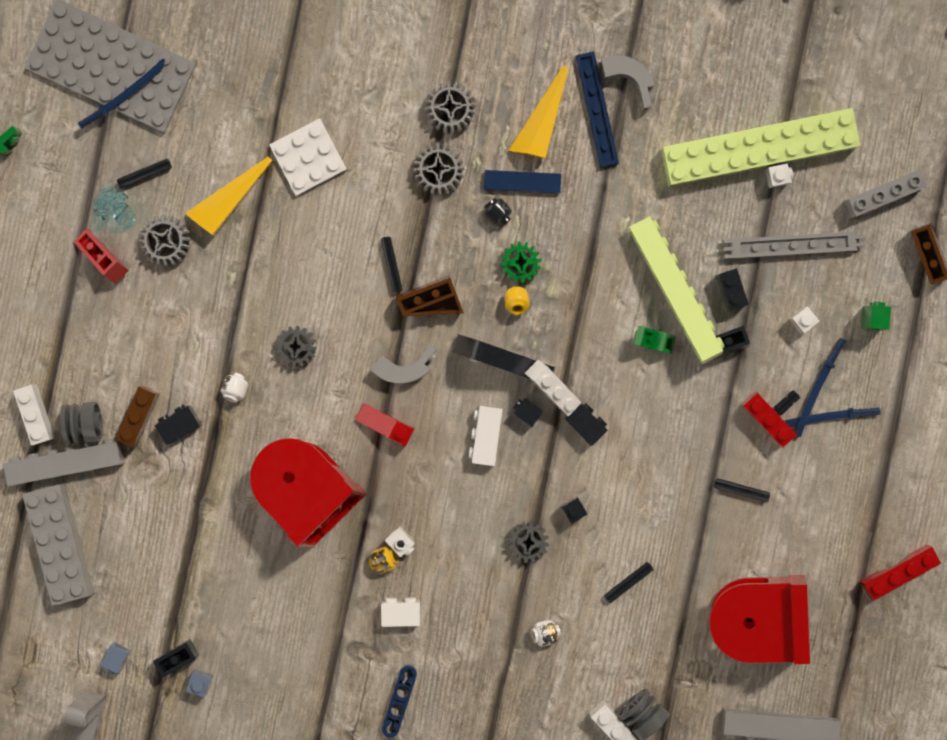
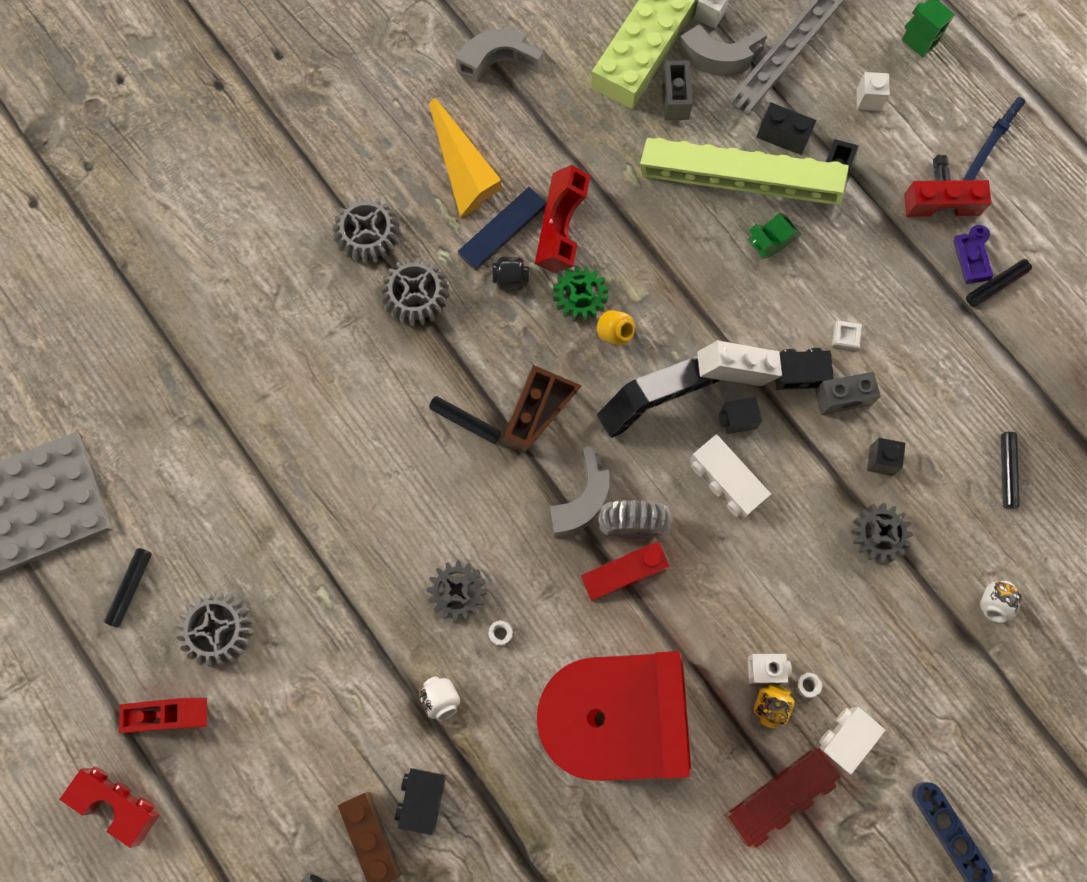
camera: 55 degrees left, 15 degrees down
(43, 289) = (131, 816): none -> red arch
(116, 207) = (126, 646): clear light blue piece -> none
(123, 96) = (22, 565): dark blue sword -> none
(218, 207) = (238, 540): yellow wedge -> none
(298, 393) = (500, 624): none -> white axle
(308, 157) = (279, 407): white plate -> none
(341, 601) = (782, 797): none -> clear red brick
(406, 573) = (799, 685): none -> white axle
(415, 406) = (635, 519): none -> light grey gear
(571, 201) = (565, 194): none -> red arch
(593, 459) = (847, 393): none -> dark grey brick
(597, 109) = (499, 109): dark blue tile -> none
(631, 430) = (846, 335): none -> white tile
(698, 205) = (677, 90): none -> dark grey brick
(745, 210) = (720, 57): none -> light grey arch
(746, 461) = (973, 255): none -> dark purple hinge
(828, 365) = (935, 108): dark blue sword -> none

